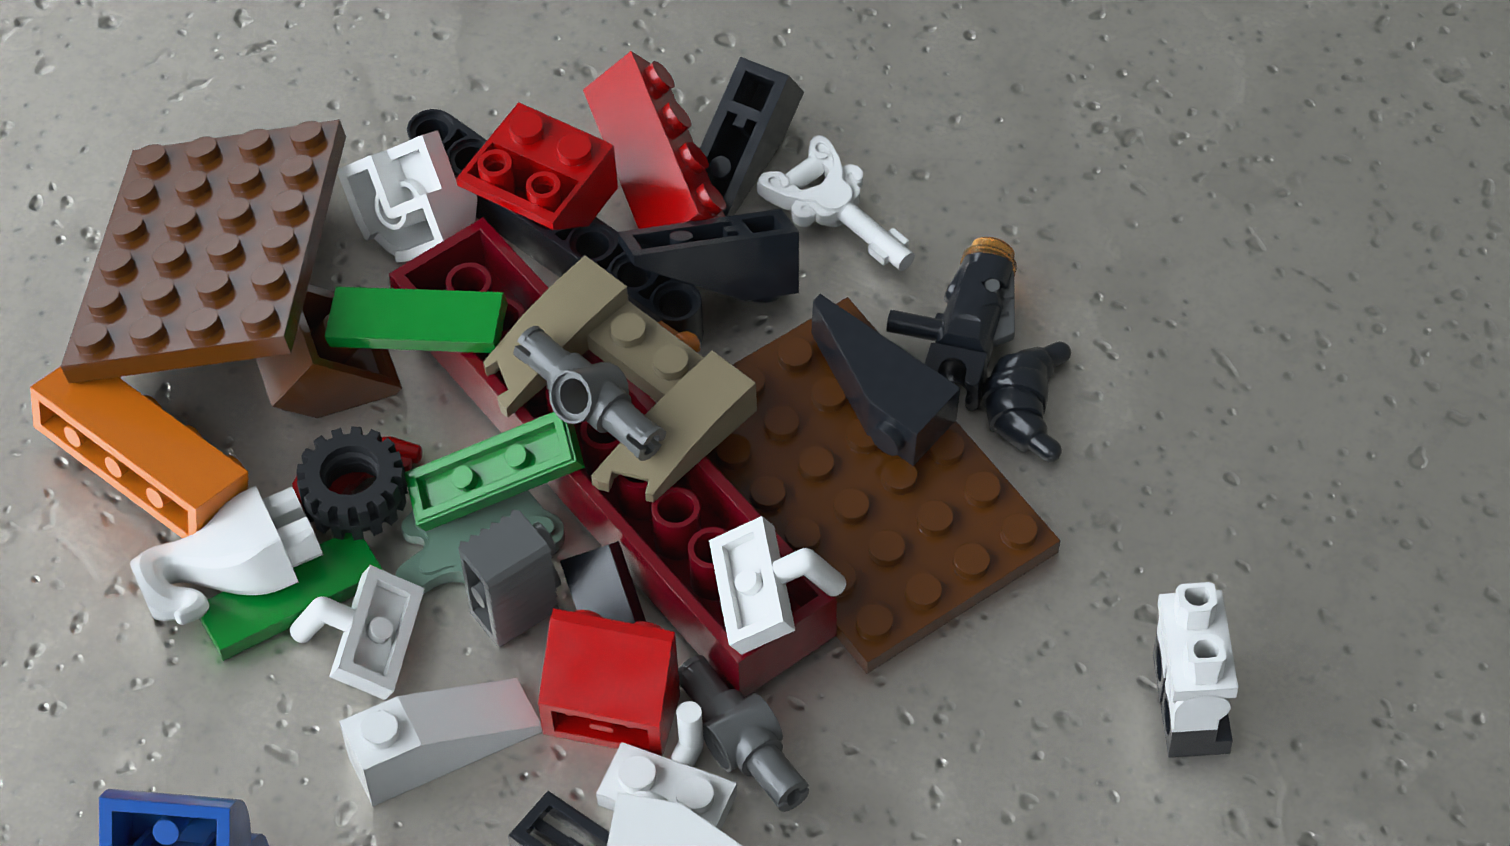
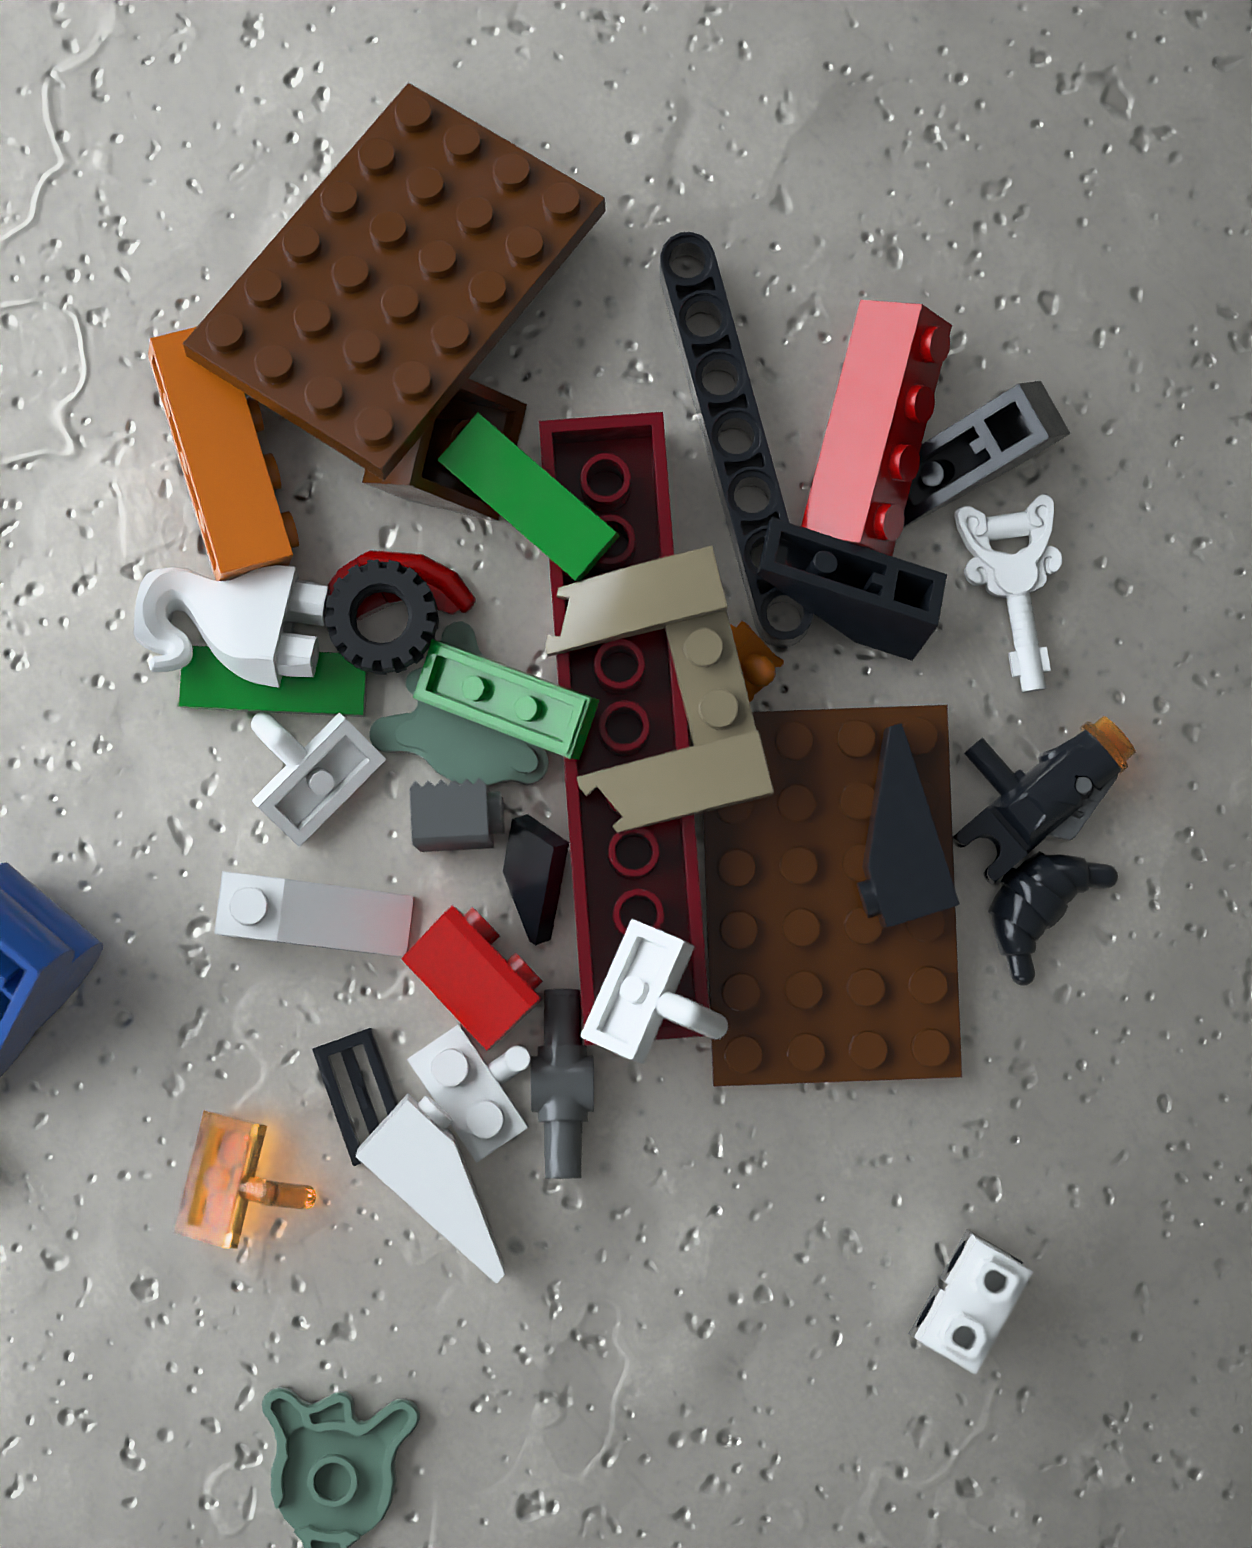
camera: 30 degrees right, 30 degrees up
(408, 197) = (620, 329): white brick -> none
(543, 170) = (736, 408): red slope -> none
(589, 393) = (618, 705): dark grey pin -> none

